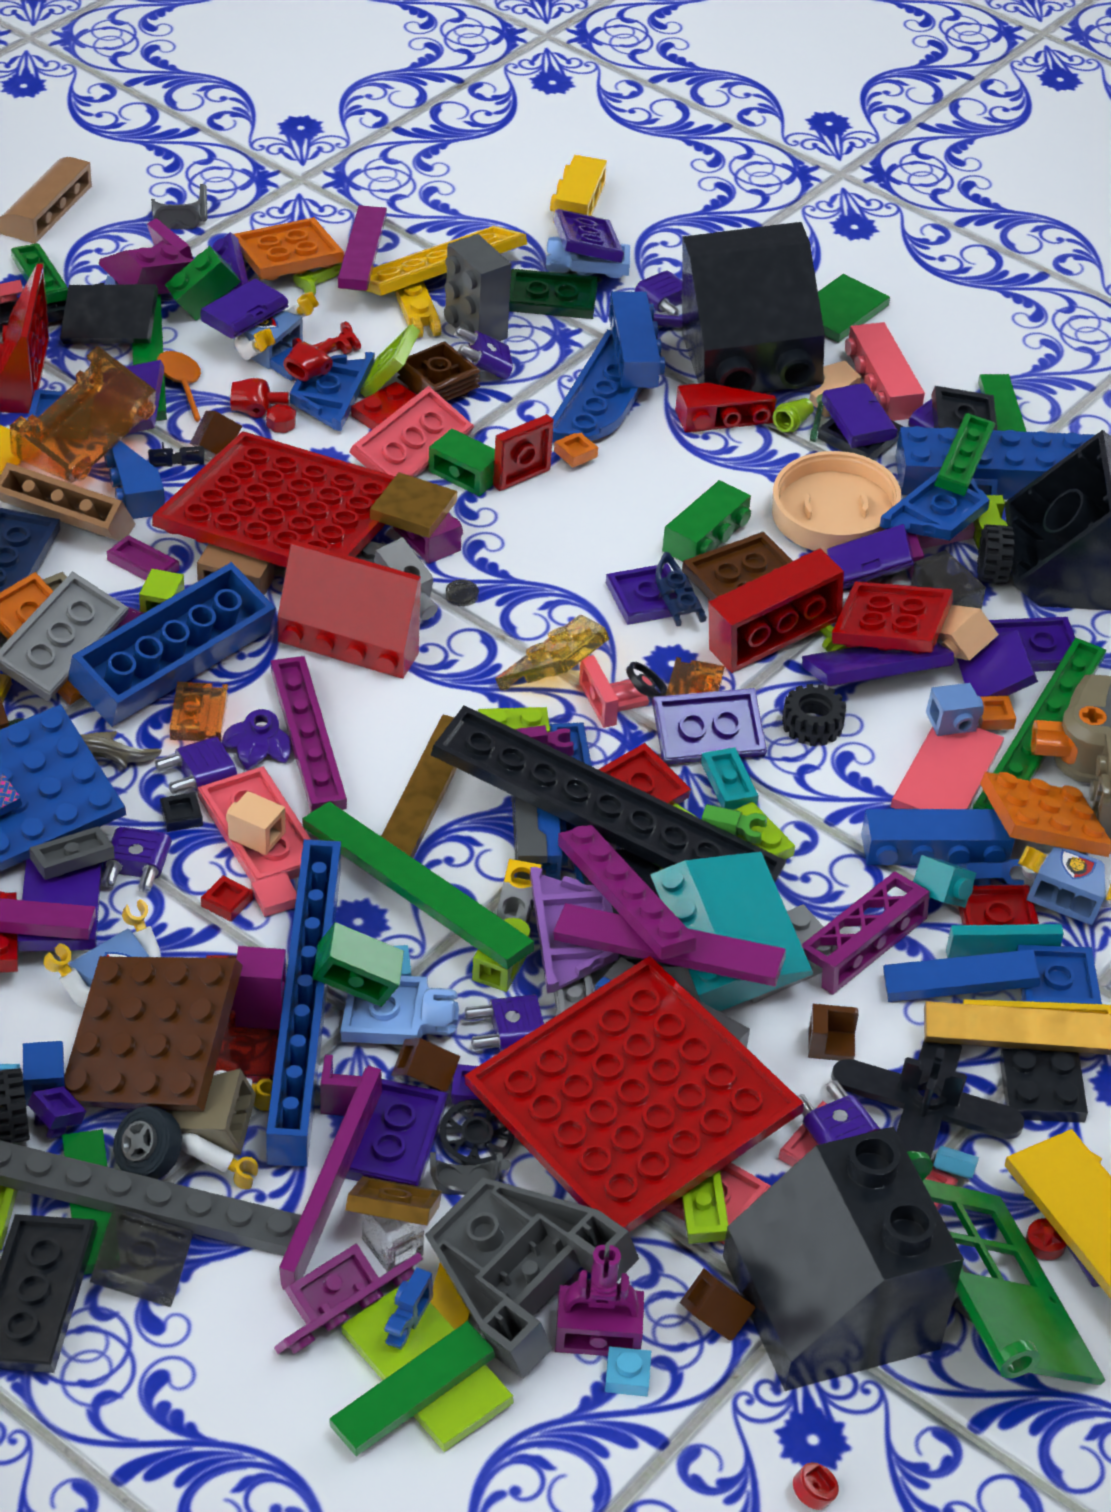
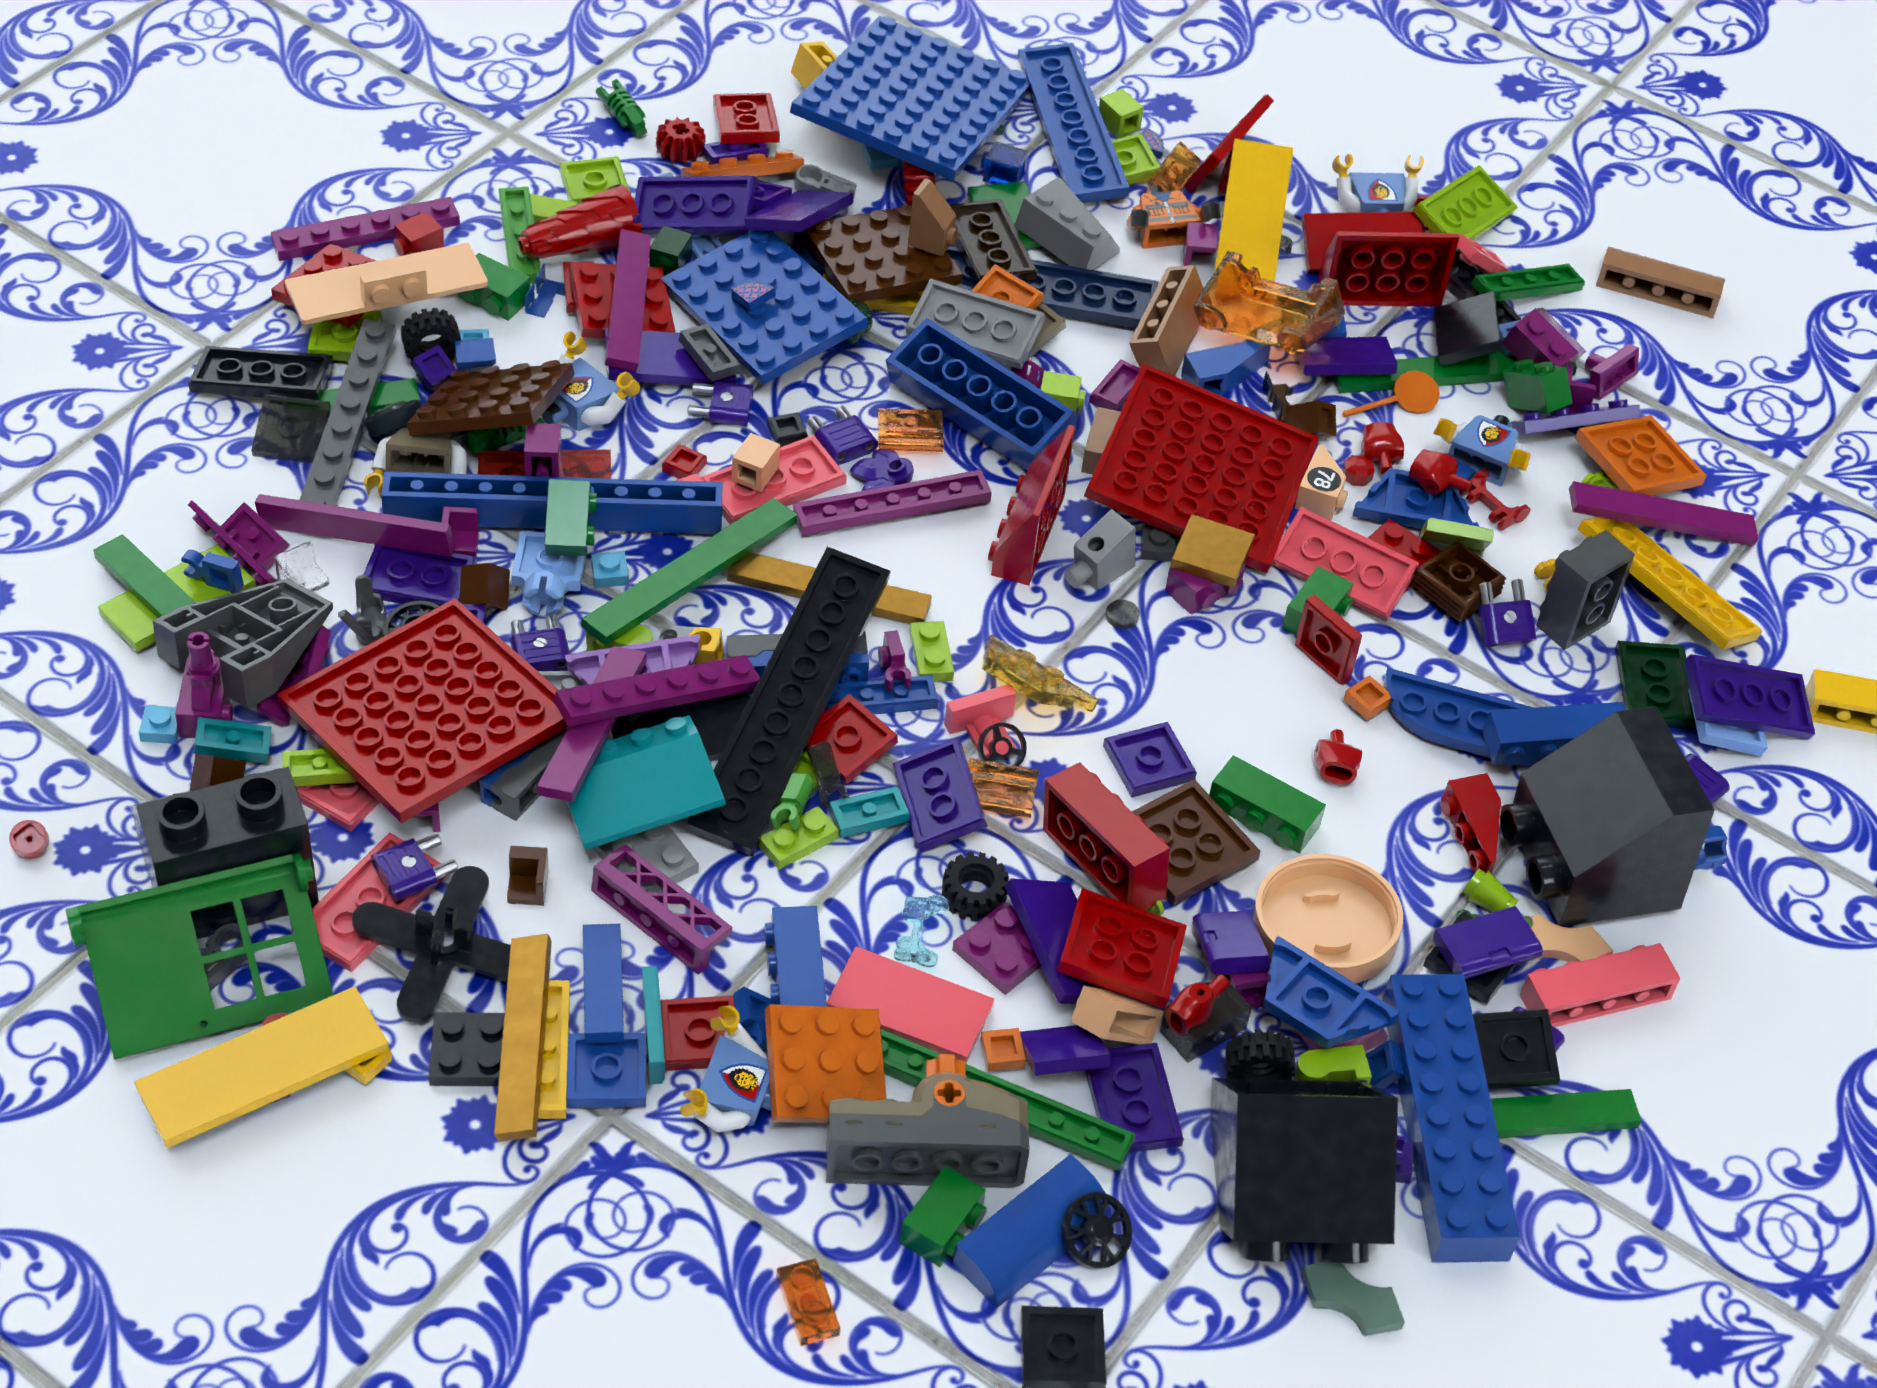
camera: 85 degrees right, 5 degrees up
(103, 745) = (855, 371): dark tan piece -> none
(182, 215) = (1679, 385): dark grey helmet -> none
(243, 308) = (1498, 415): dark purple piece -> none
(307, 433) = (1322, 485): none -> light nougat slope
(393, 1200) = (328, 563): pearl gold tile -> none
(648, 476) = (1336, 759): none -> red piece
(663, 1290) = (232, 740): none -> teal plate
(677, 583) = (1148, 767): dark blue piece -> none
(691, 797) = (826, 771): none -> clear smoke bar
(842, 755) = (917, 911): none -> clear light blue piece
(847, 304) = (1729, 957): green tile -> none
(880, 707) = (999, 949): none -> magenta plate
(945, 880) = (722, 968): teal brick -> none
(954, 709) = (983, 997): medium blue brick -> none
(956, 1162) = (368, 962): medium azure tile -> none
(965, 454) = (1403, 1017): green tile -> none
(967, 569) = (1194, 1004): none -> red piece

